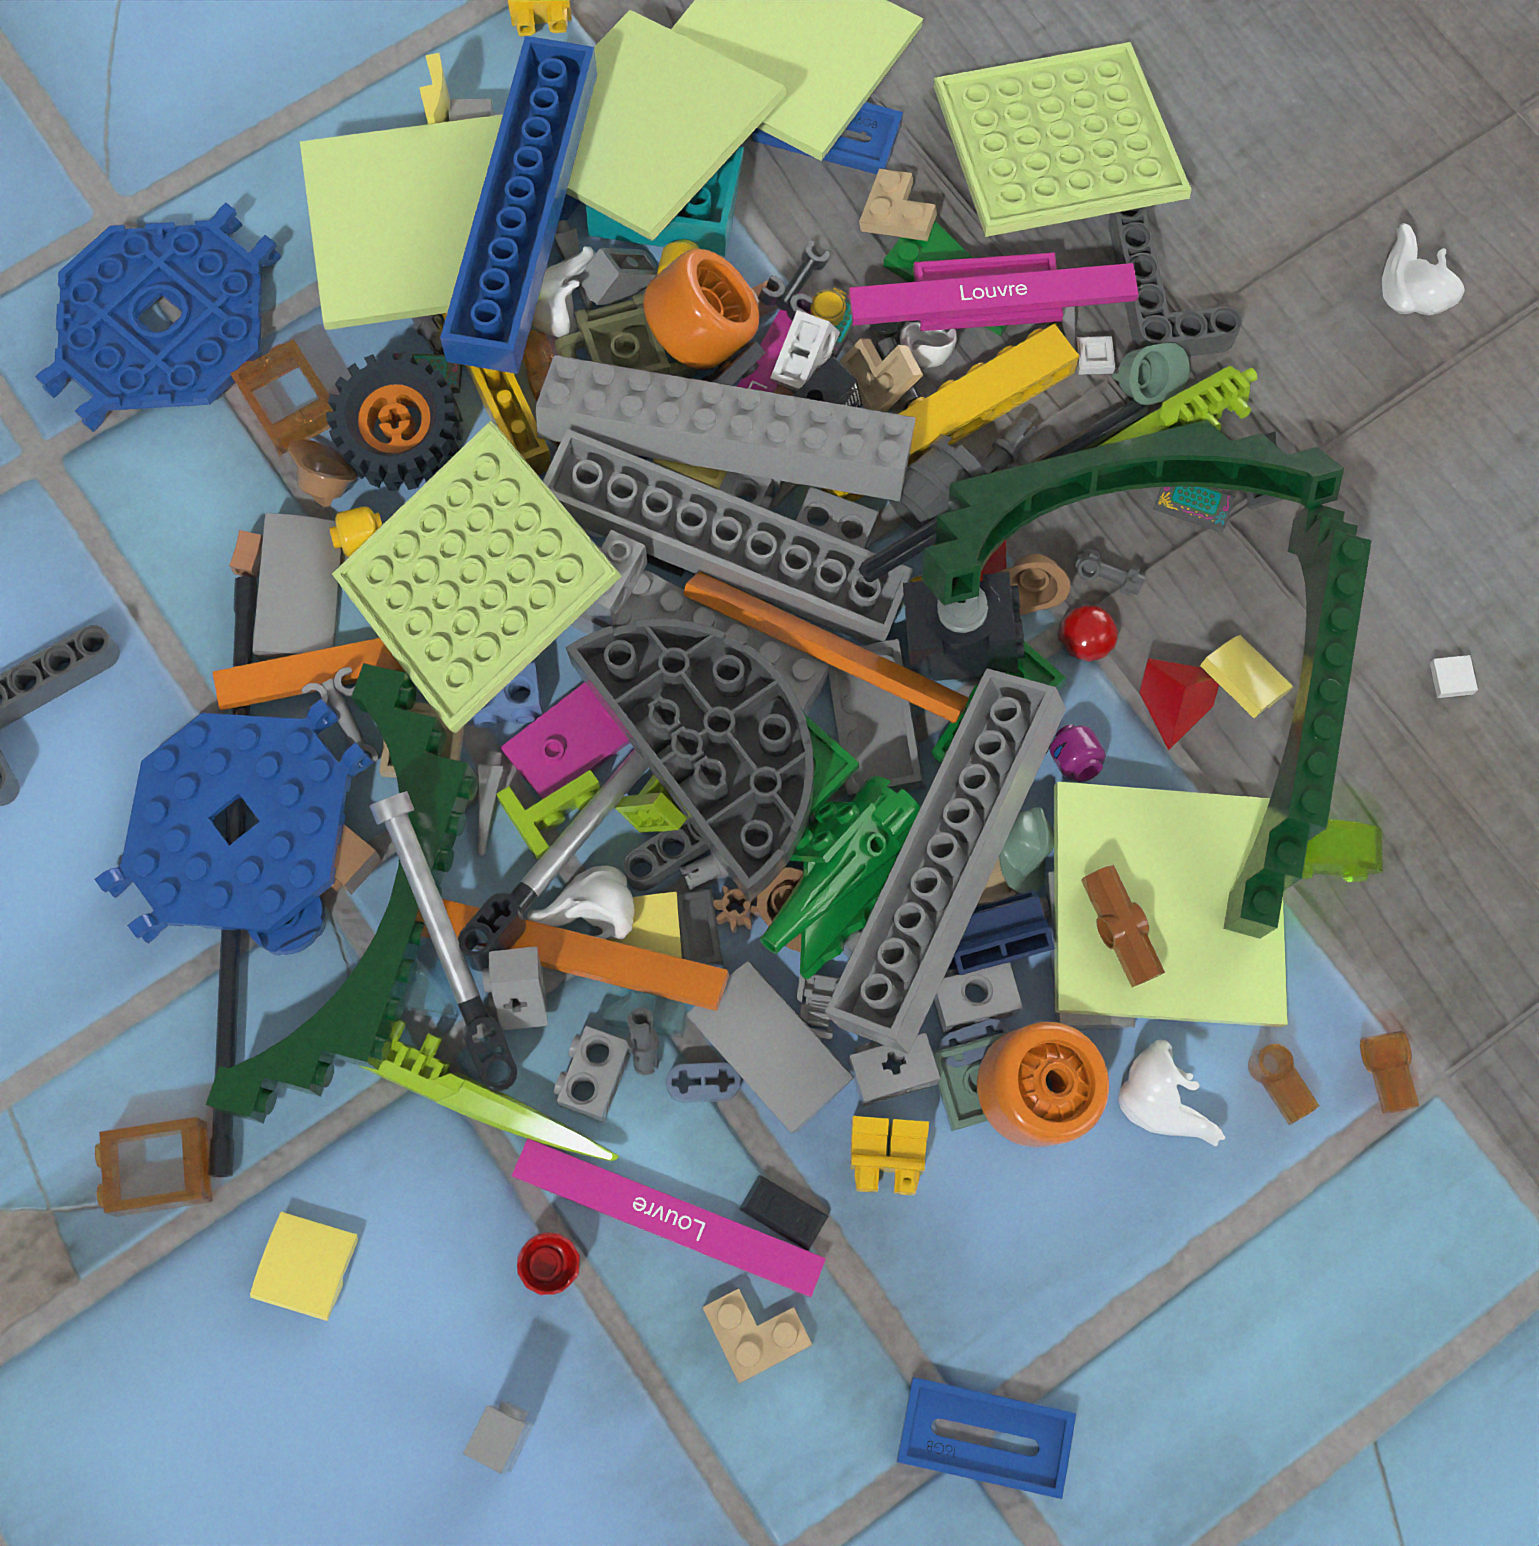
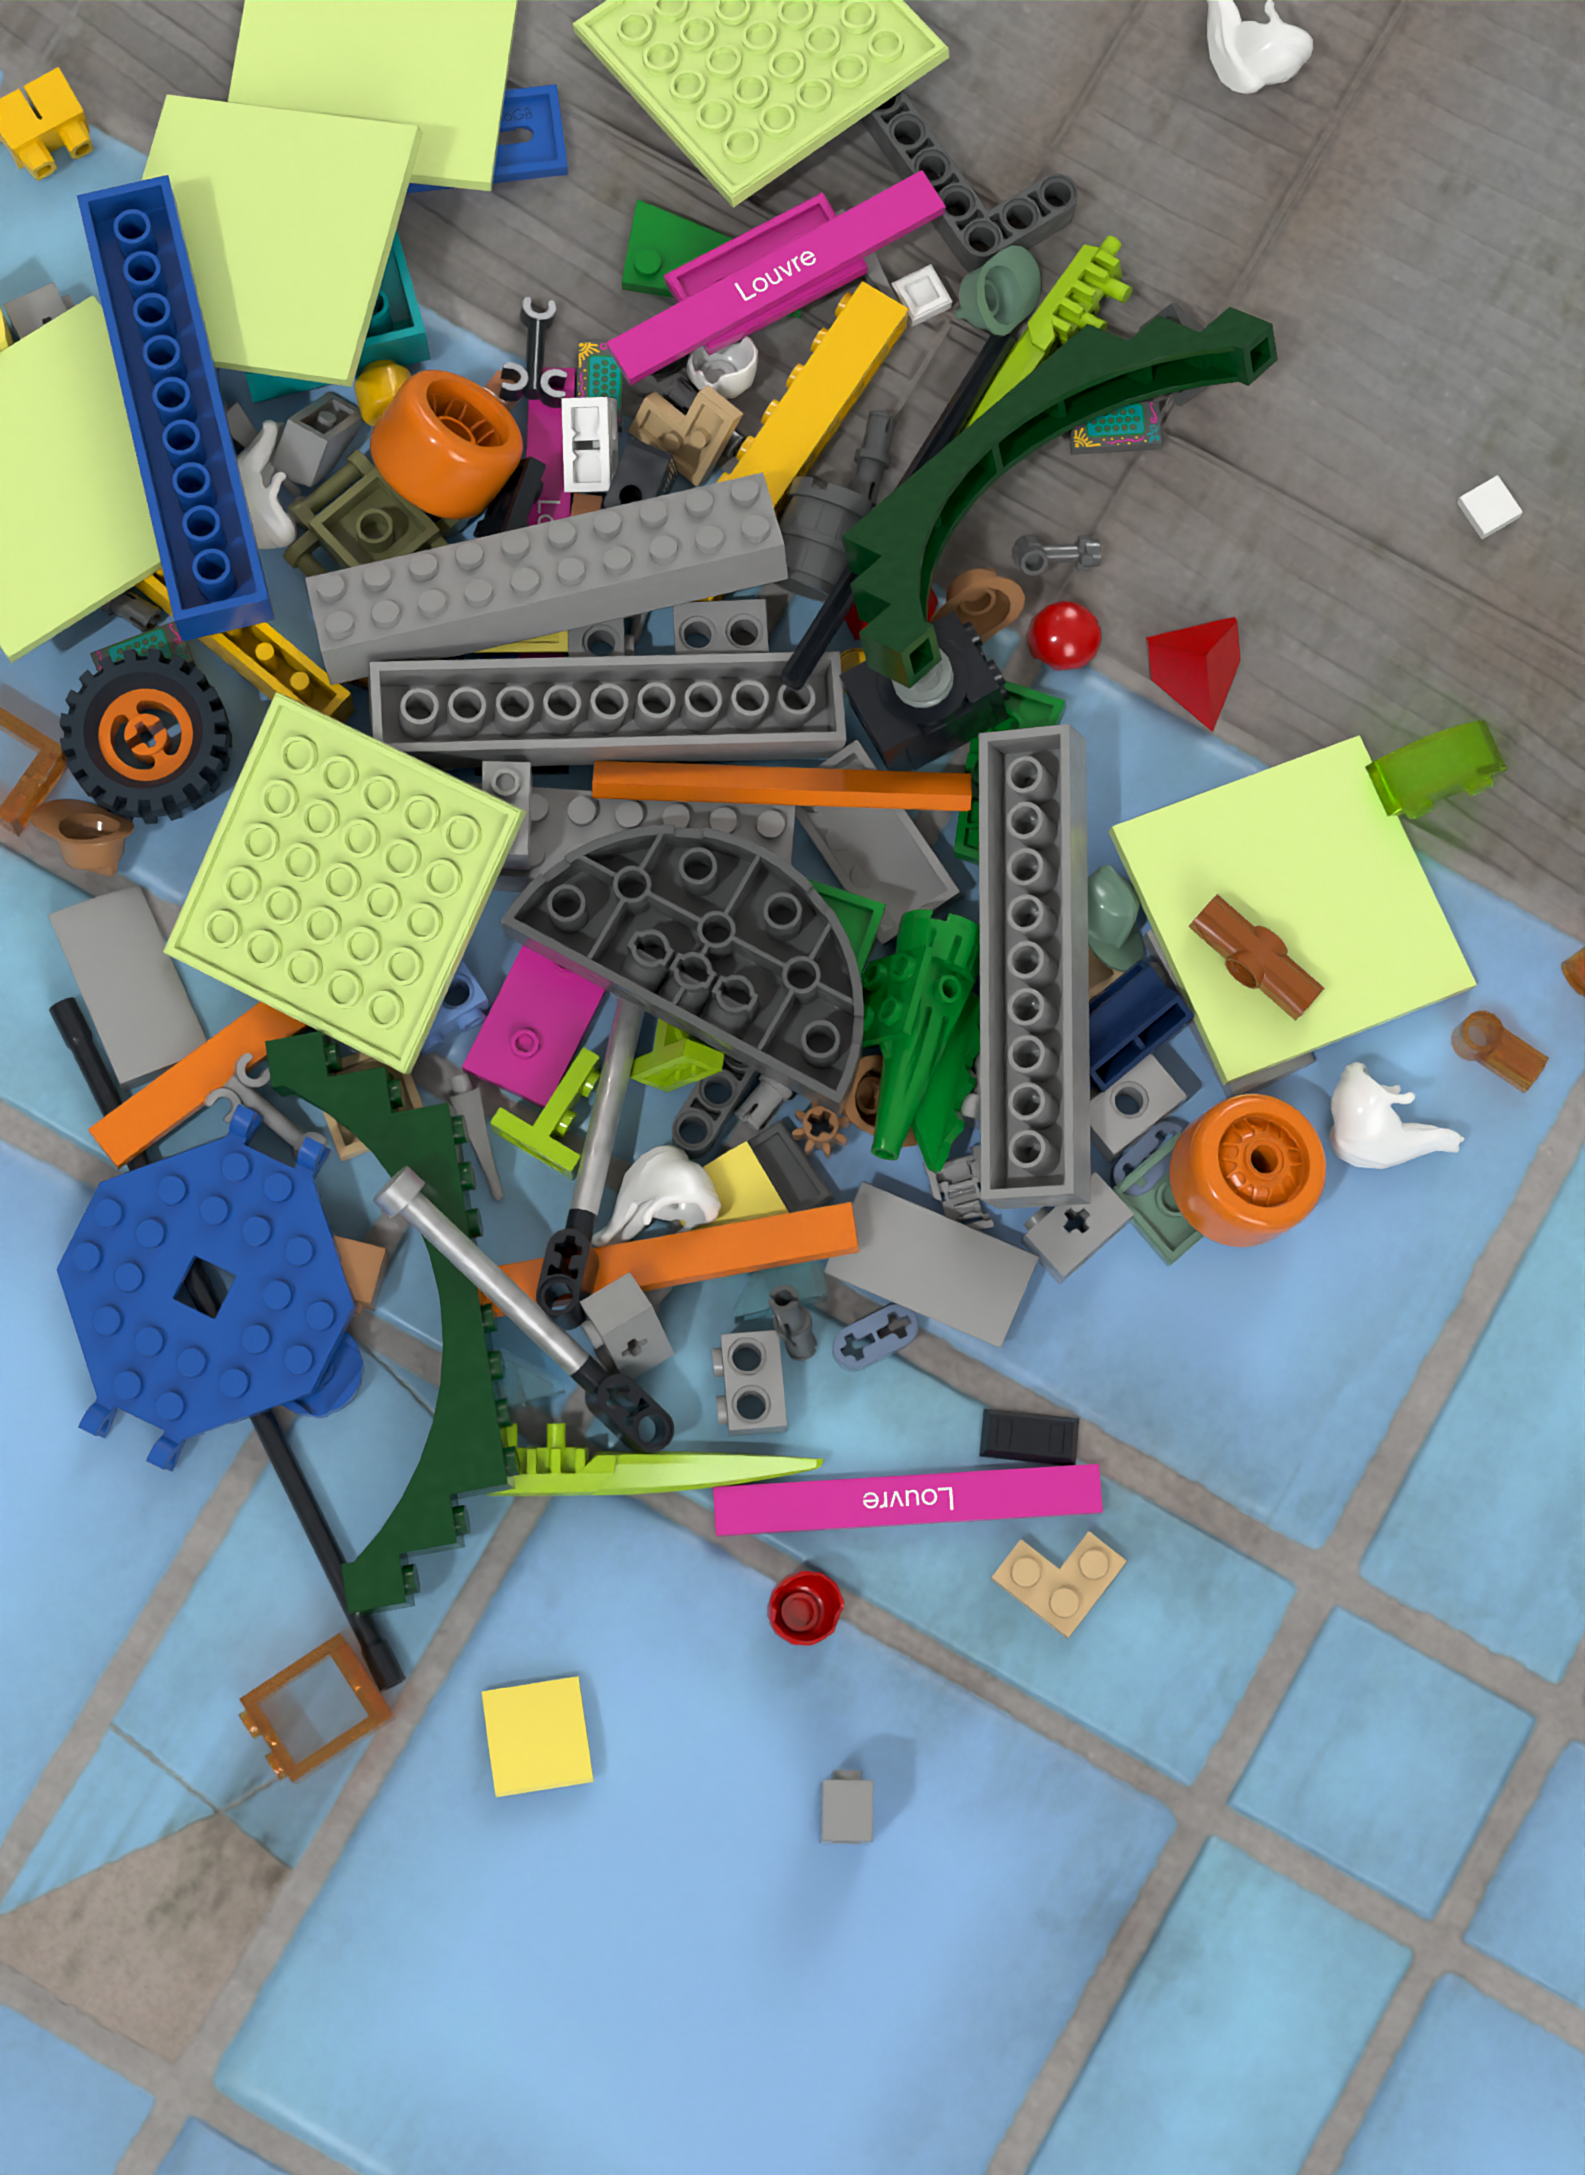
camera: 30 degrees left, 5 degrees up
(247, 554) = (49, 971): nougat piece -> none
(354, 528) = (164, 887): yellow head -> none
(537, 360) = (288, 597): clear orange piece -> none
(828, 306) = (586, 373): yellow piece -> none
(890, 211) = (599, 220): tan plate -> none
(905, 1157) = (1111, 1314): yellow hips -> none
(1037, 1474) = (1408, 1529): blue piece -> none
(1077, 752) = (1117, 781): magenta head -> none
(1246, 675) = (1264, 609): light yellow slope -> none
(1299, 807) = (1390, 729): dark green arch -> none

